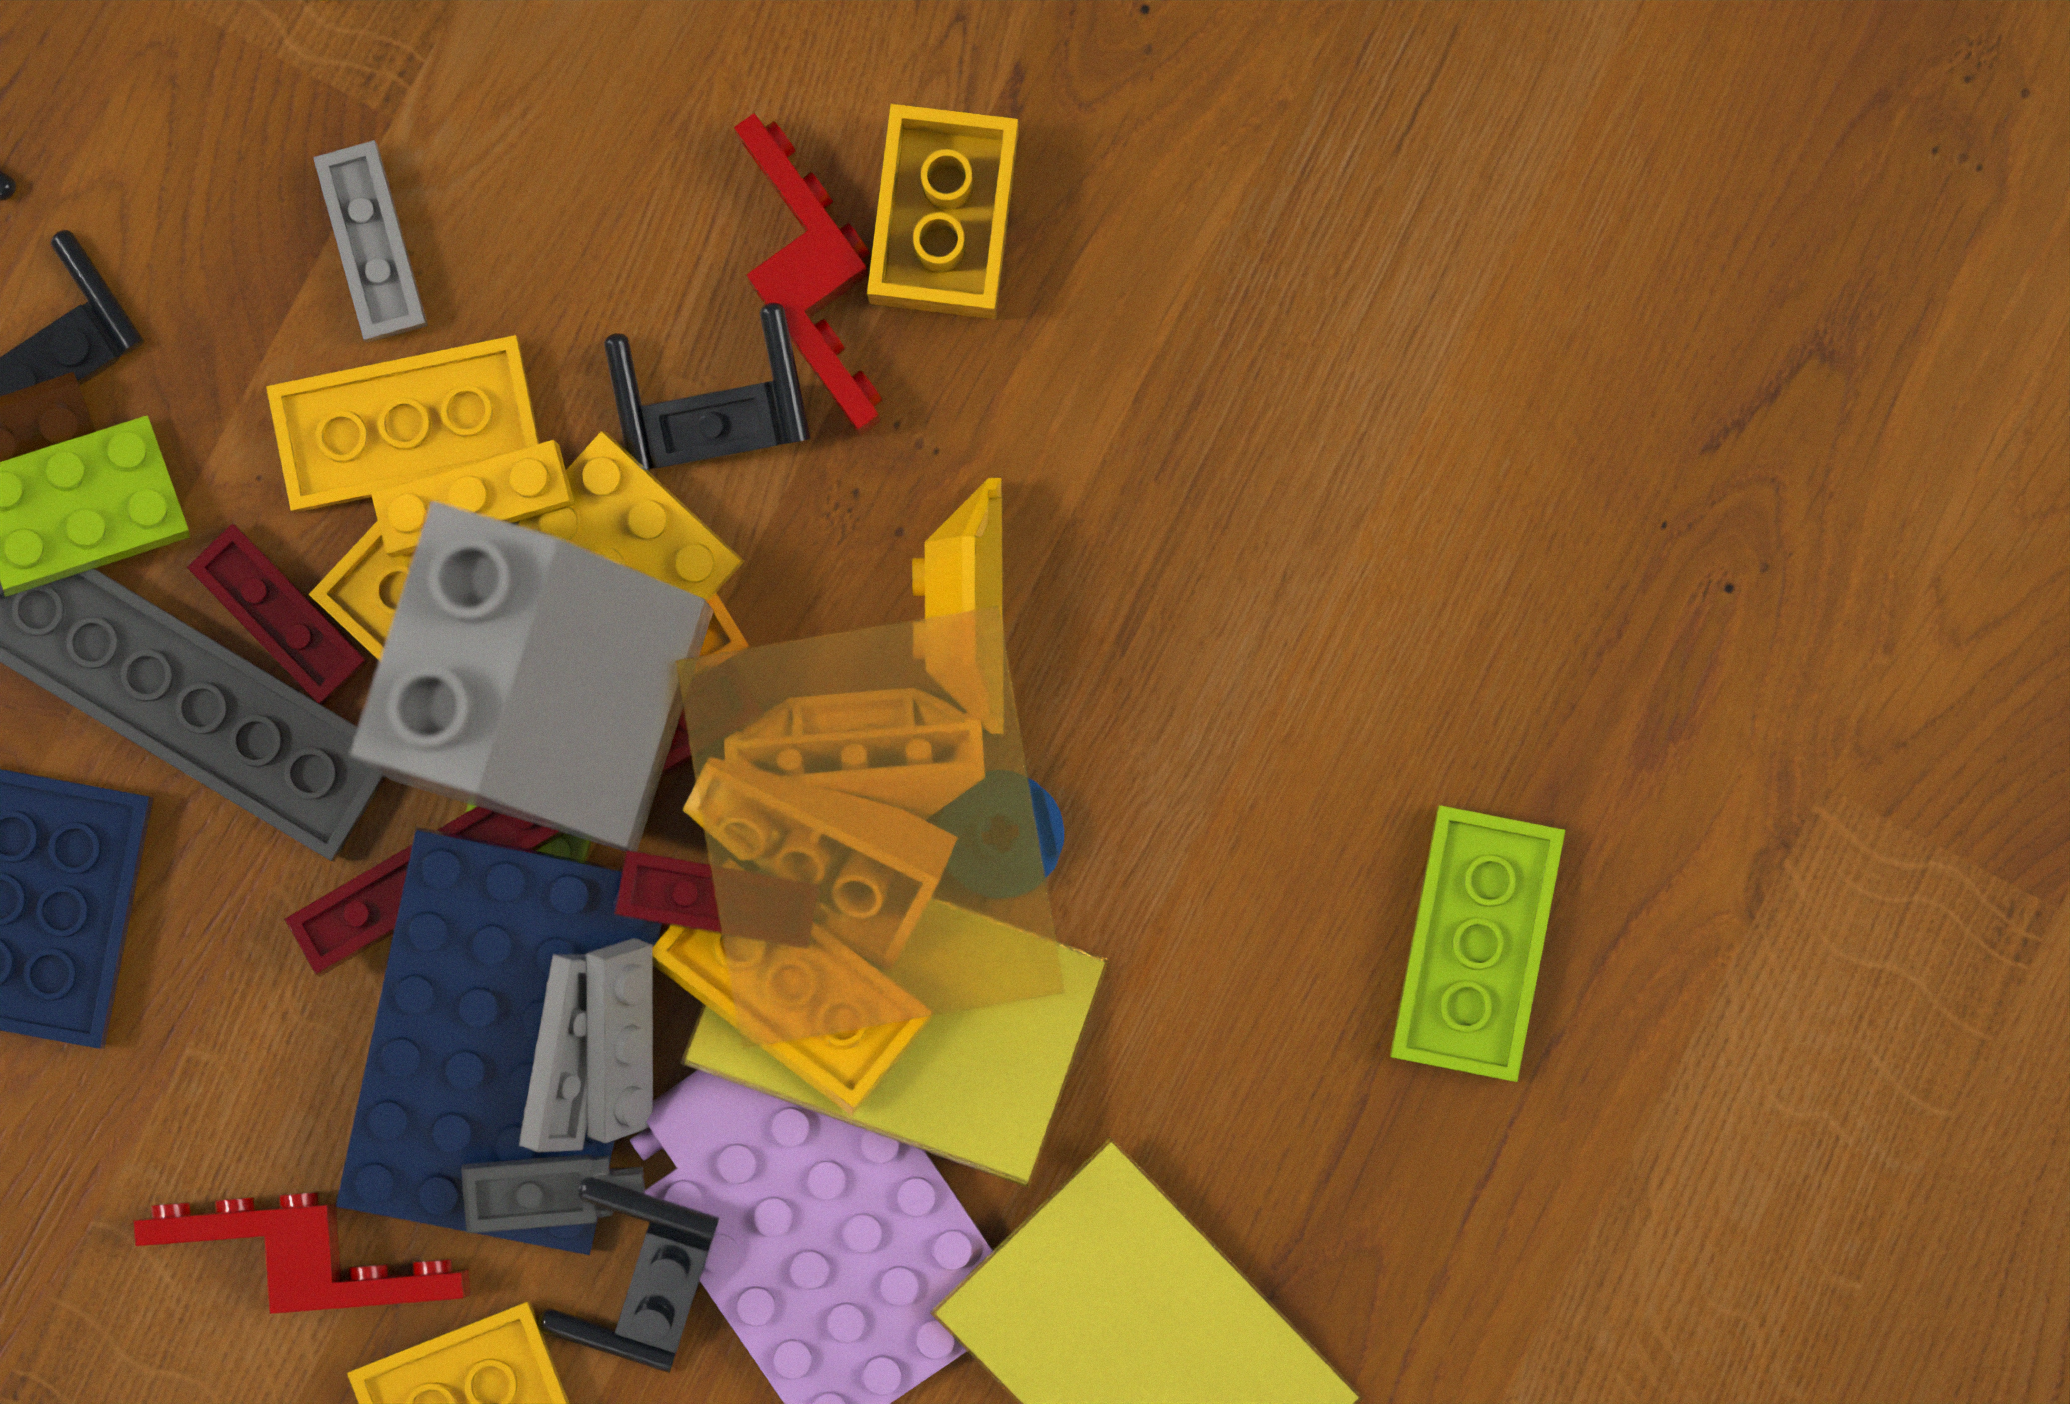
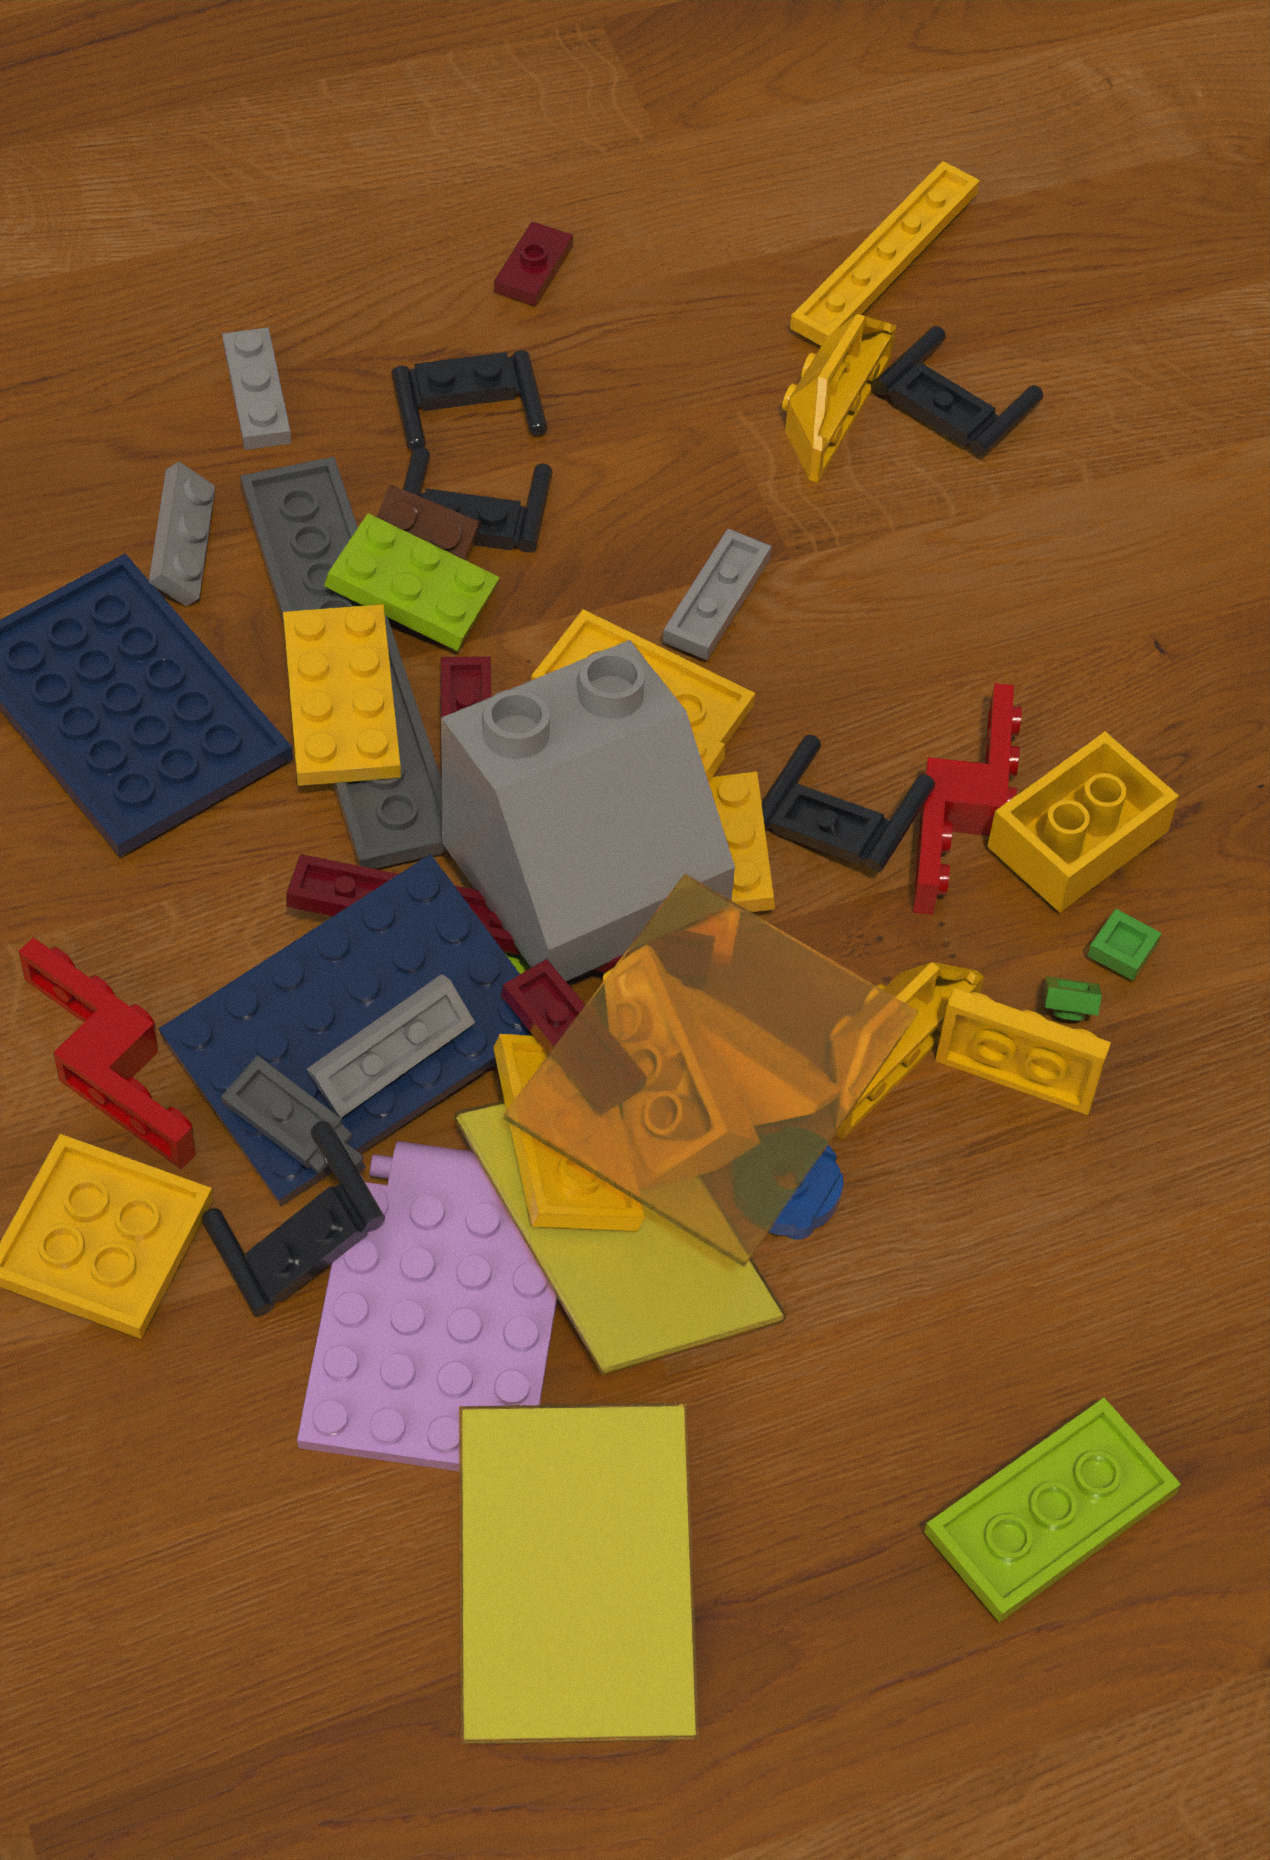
camera: 35 degrees right, 30 degrees down
(140, 702) = (341, 695): none -> yellow plate
(619, 1040) = (430, 1070): light grey plate -> none
(1084, 307) = (1124, 944): none -> bright green plate
(1085, 411) = (1071, 998): none -> bright green plate
(1099, 525) = (1022, 1050): none -> yellow plate

